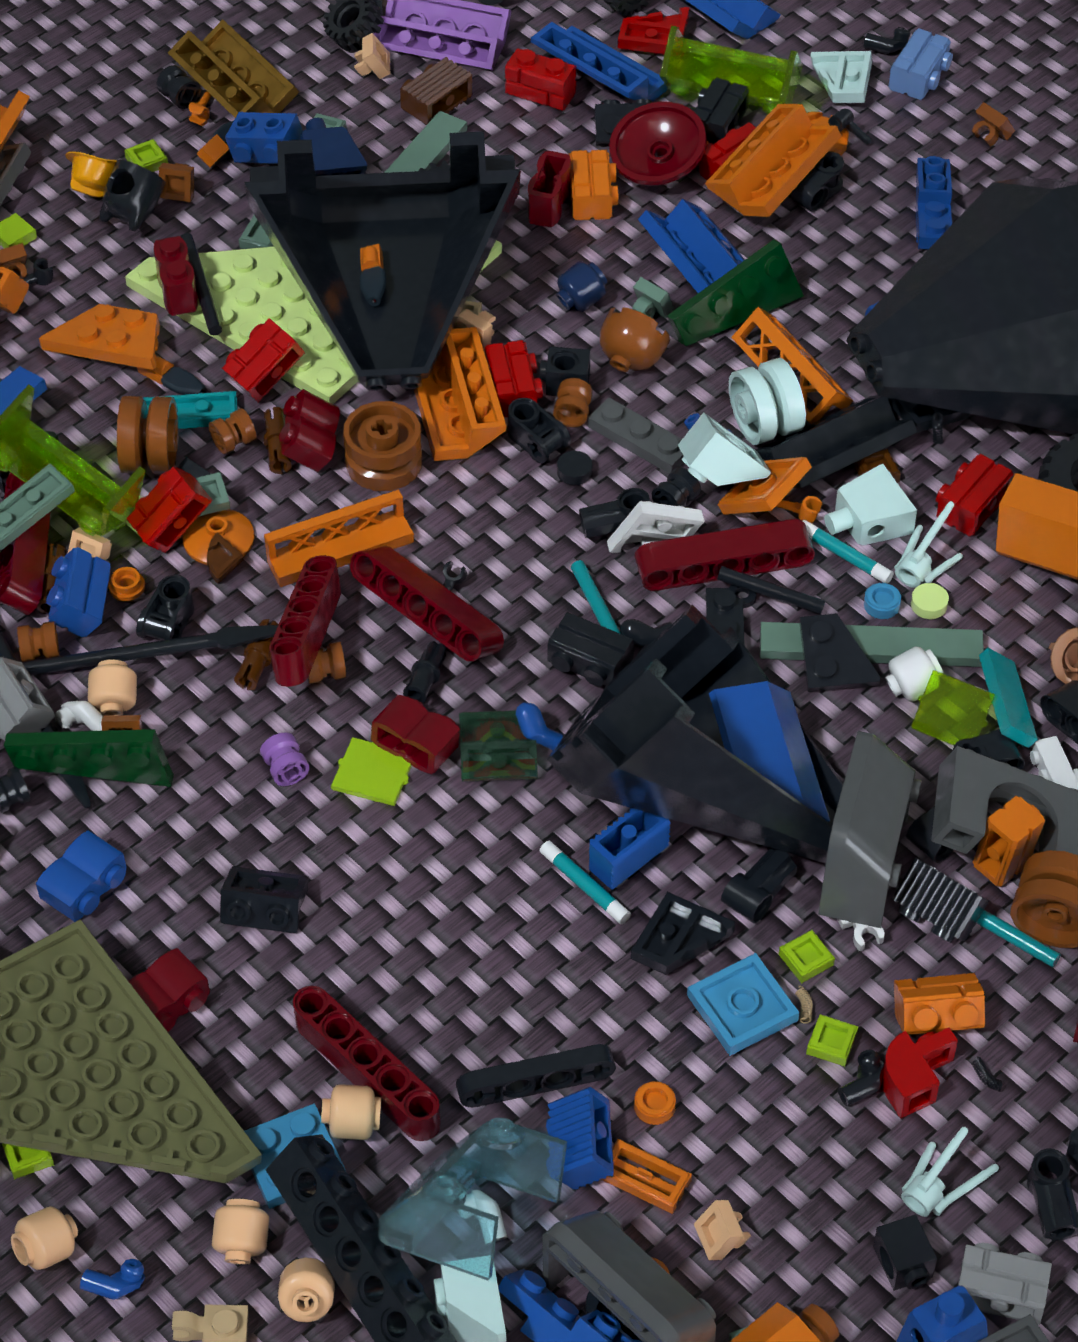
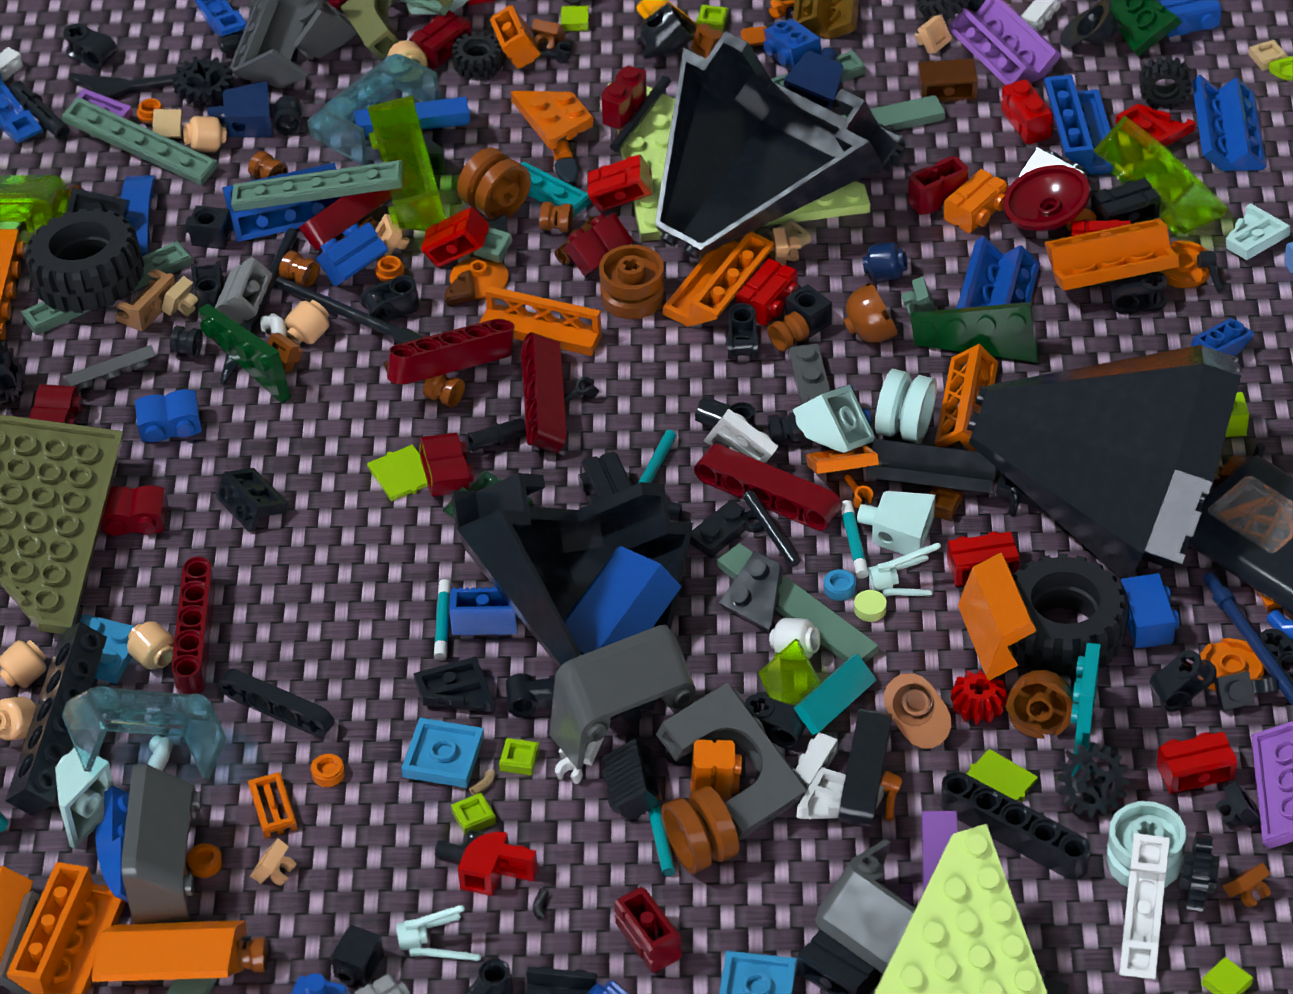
camera: 45 degrees right, 5 degrees down
(283, 756) = (353, 429): medium lavender wheel -> none
(373, 274) = (754, 165): black piece -> none
(574, 467) = (743, 374): black tile -> none
(586, 1126) = (254, 752): blue brick -> none
(939, 1003) = (553, 836): orange brick -> none

